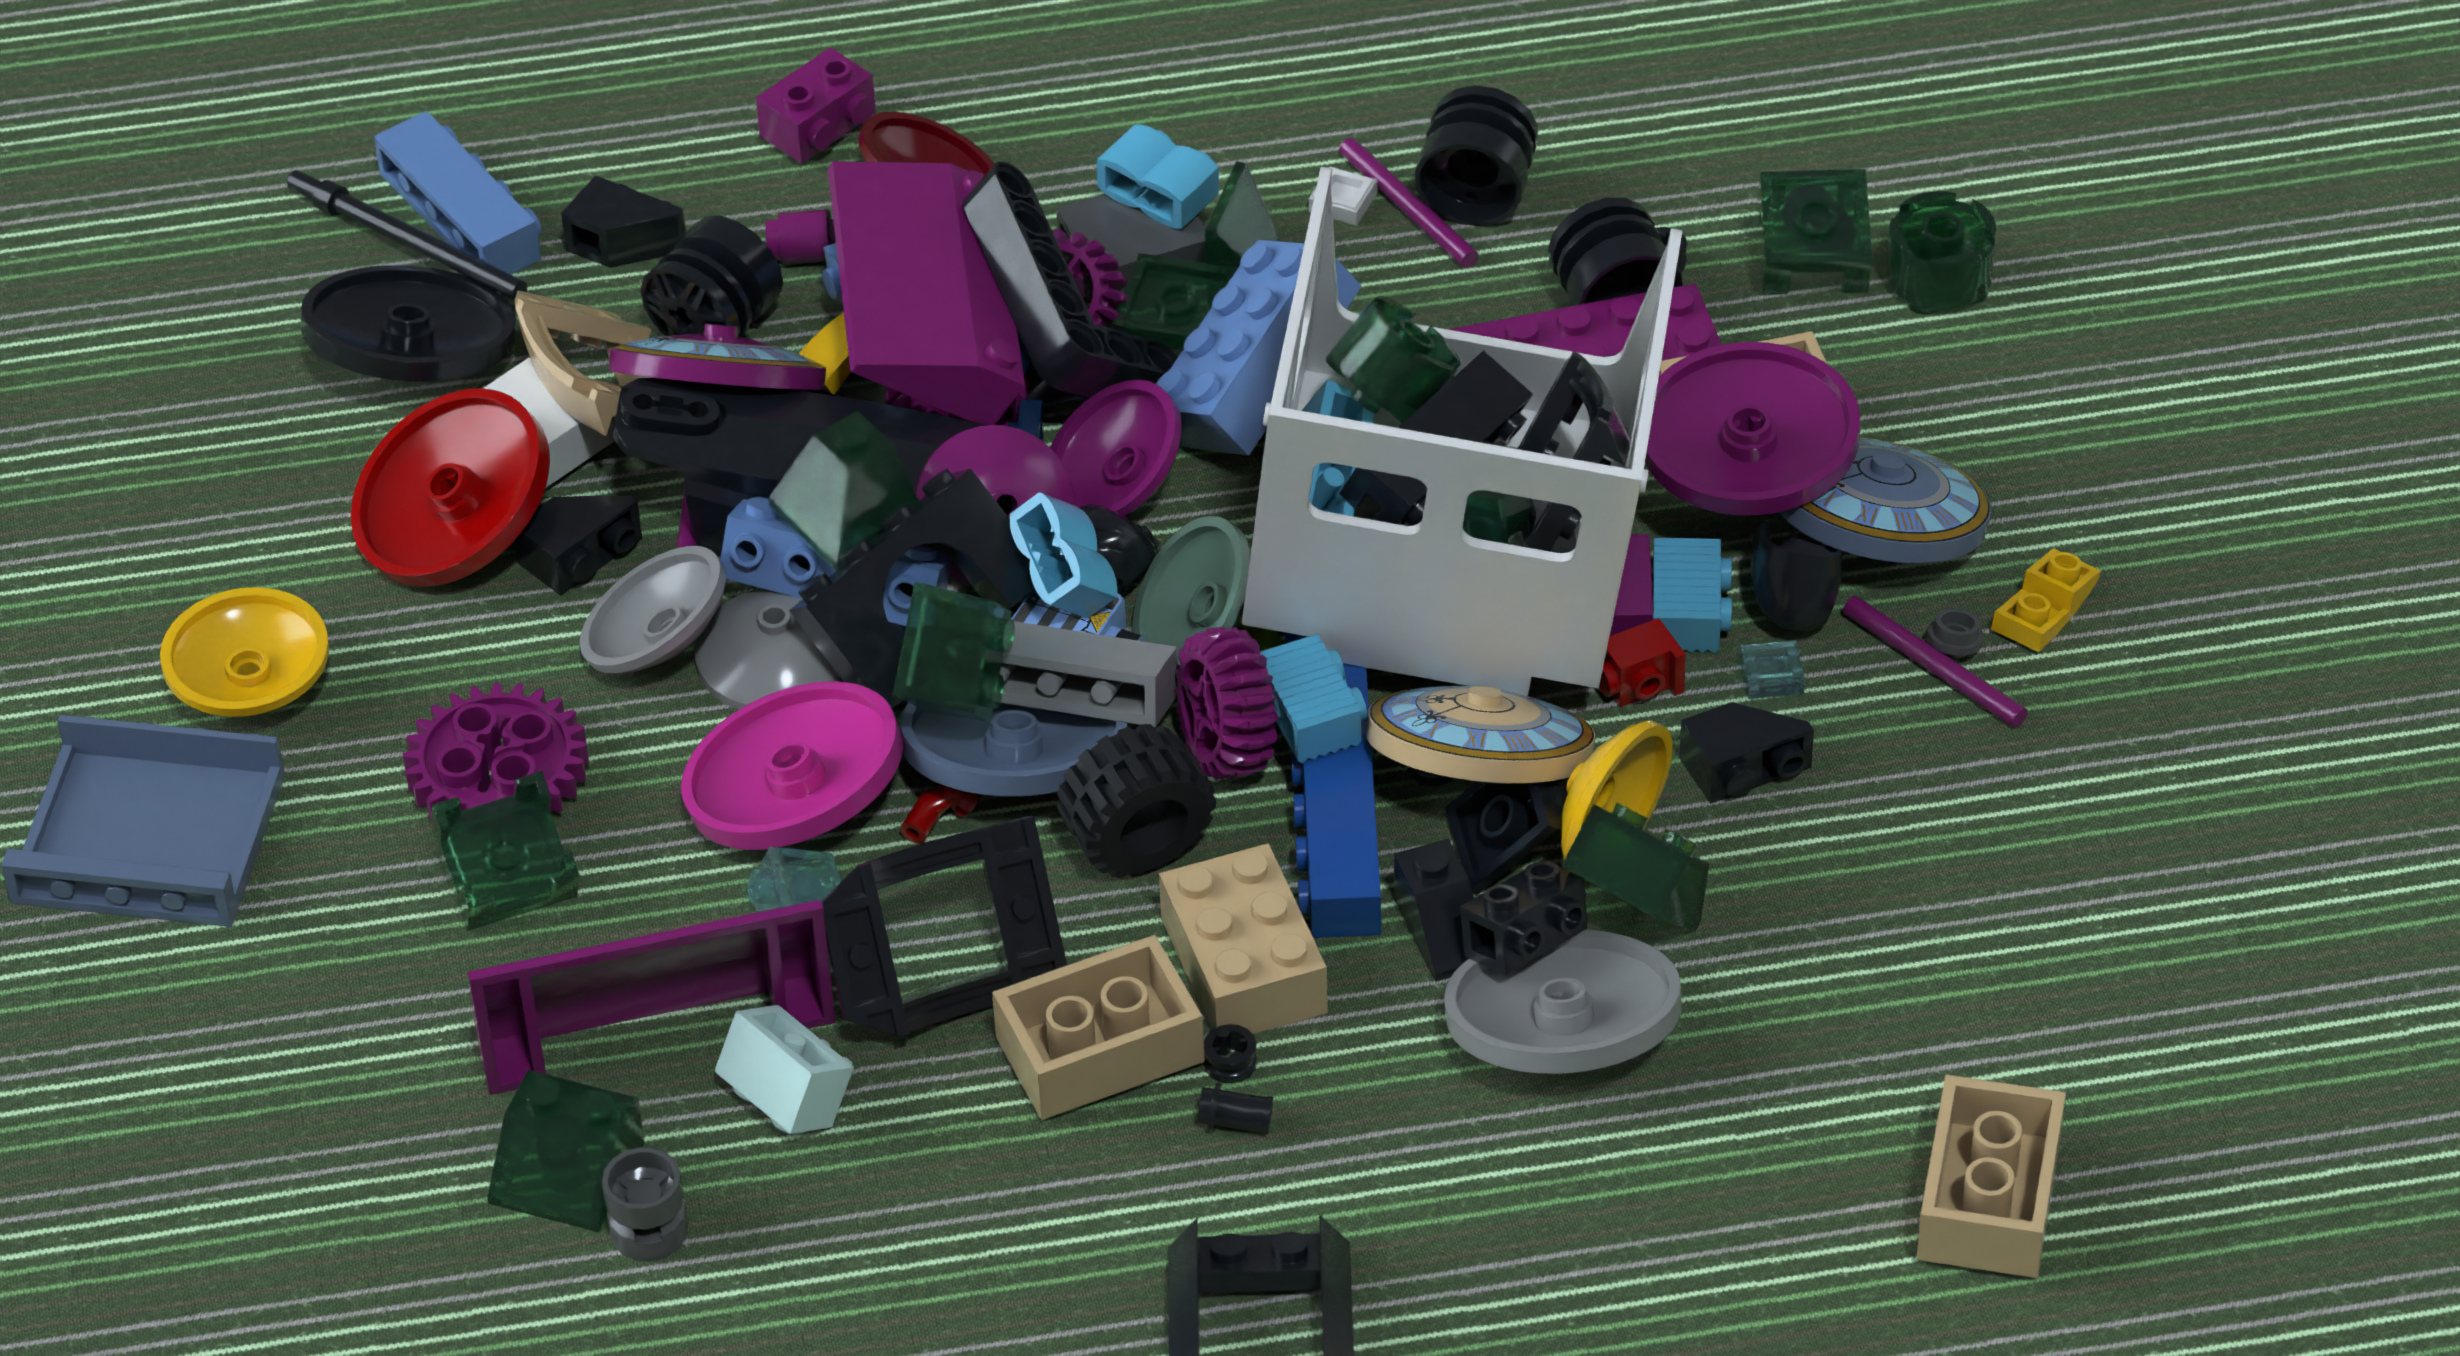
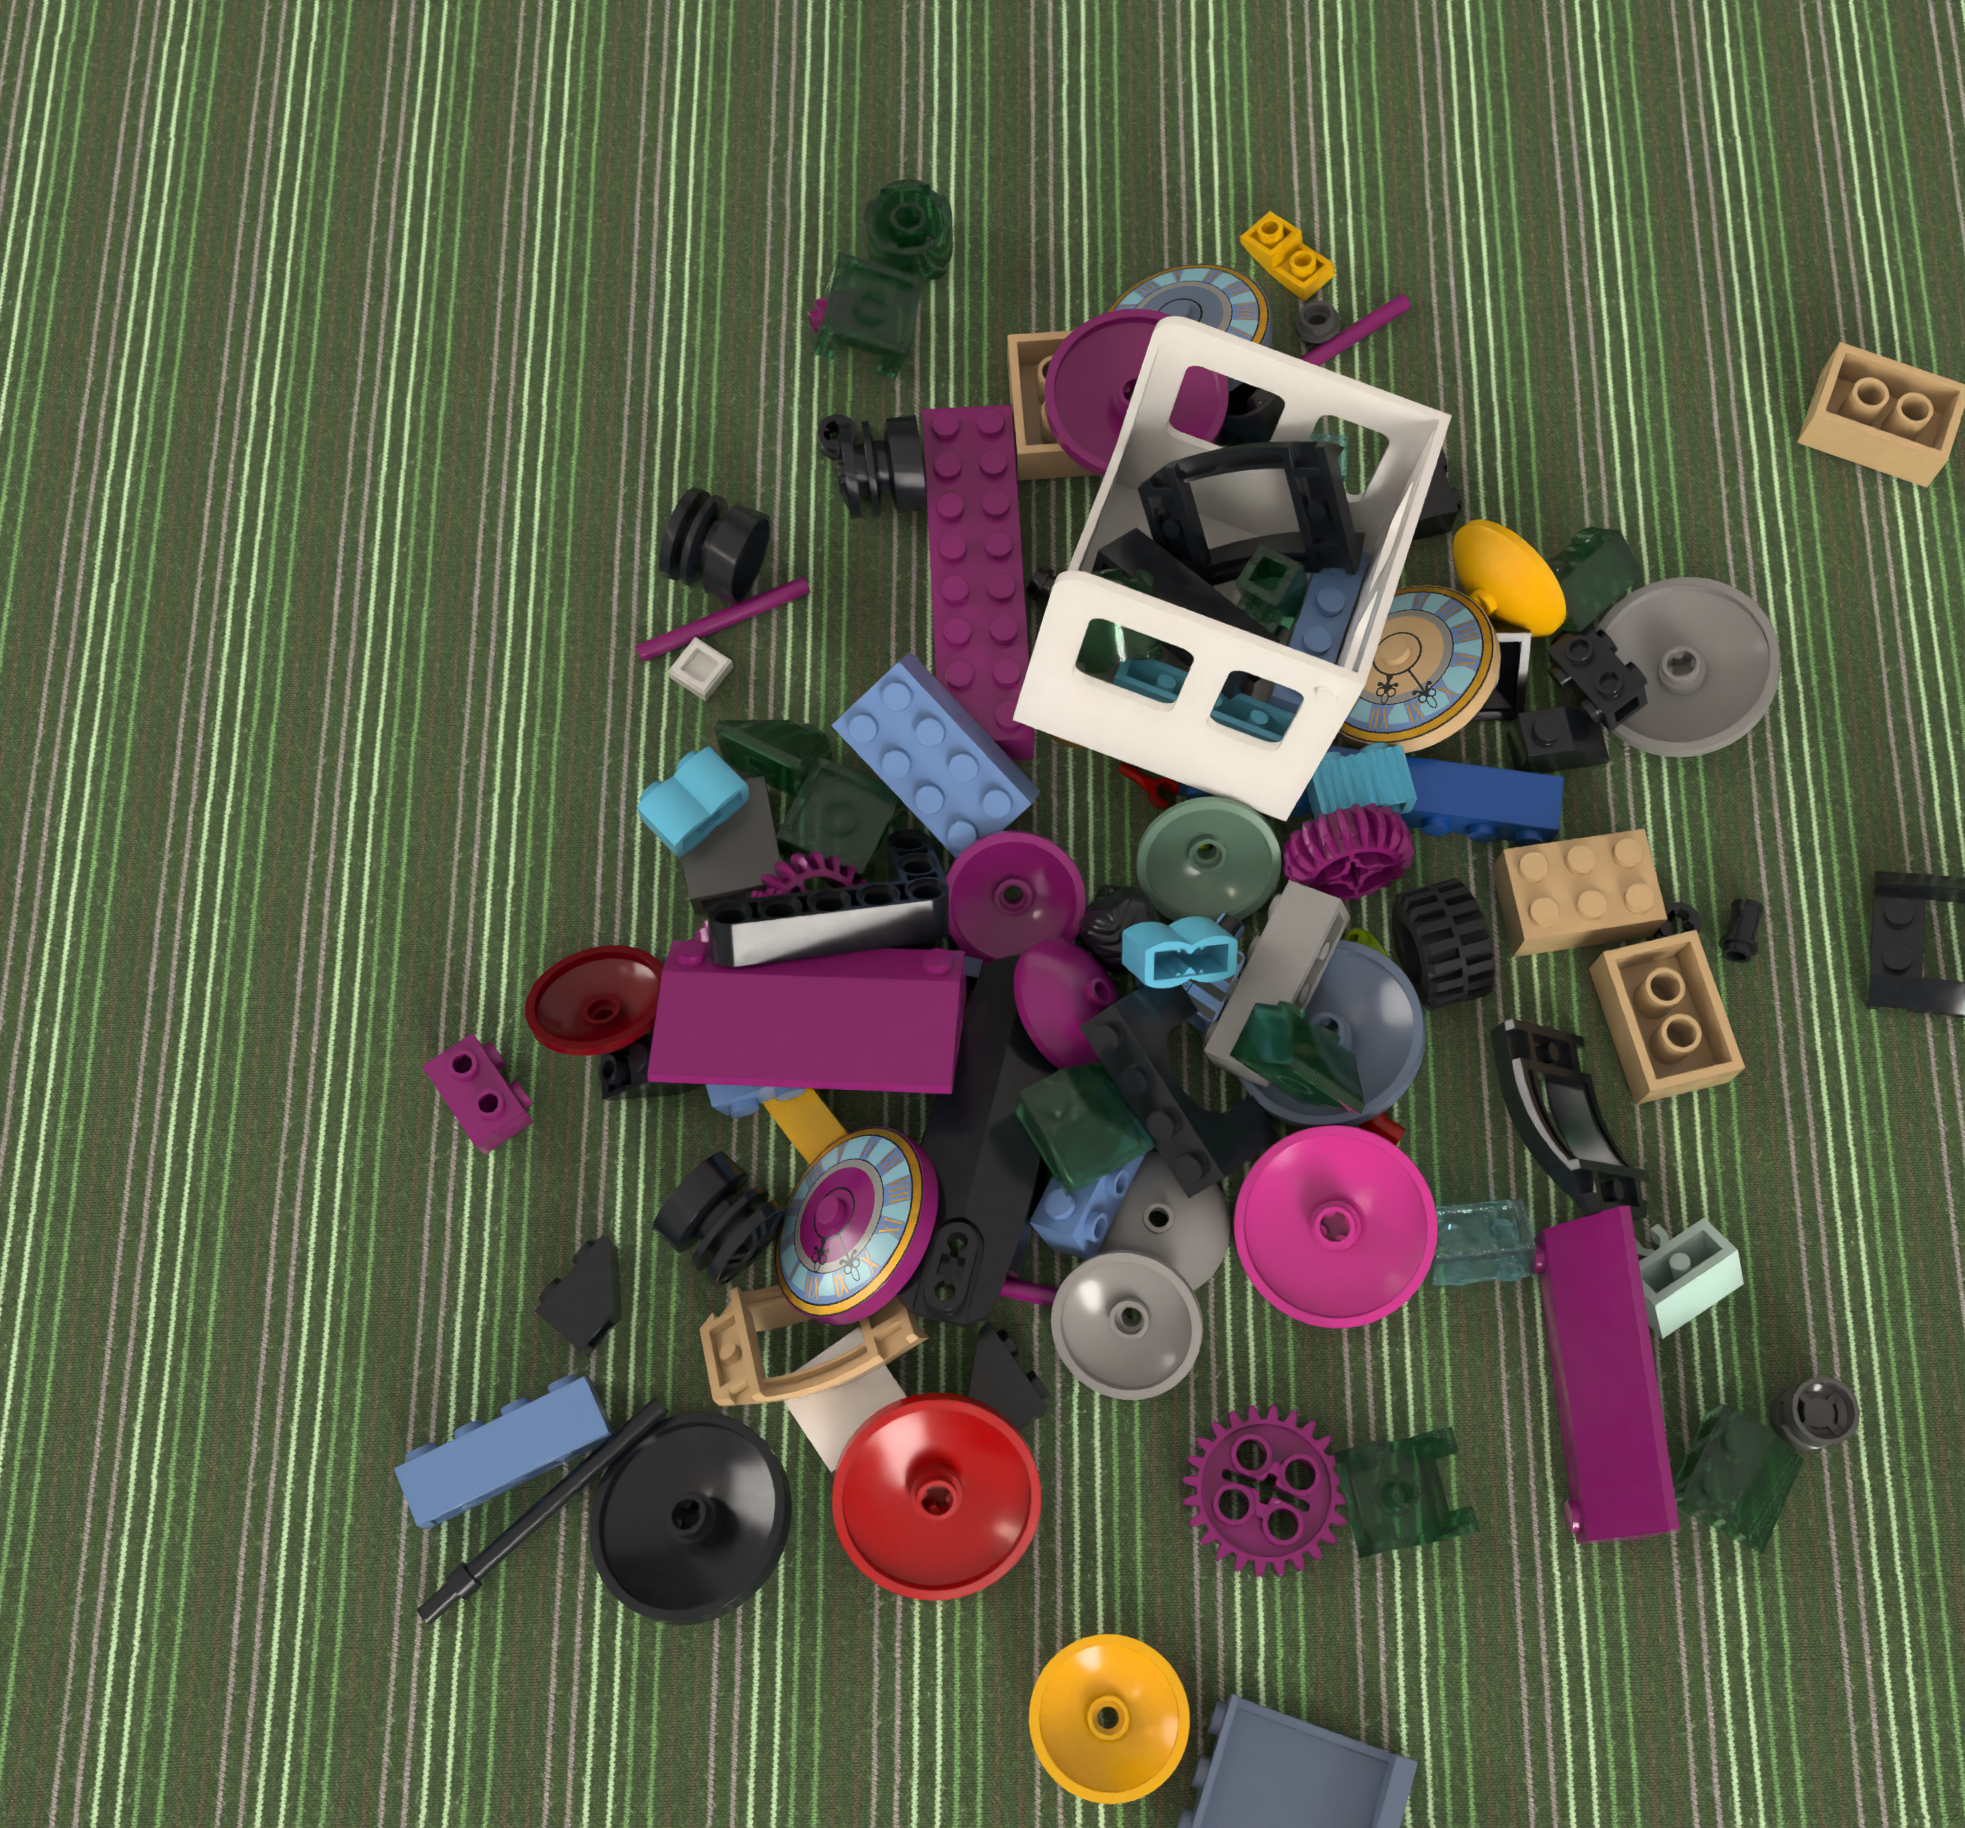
camera: 80 degrees left, 25 degrees up
(800, 236) = (646, 1131): magenta brick -> none

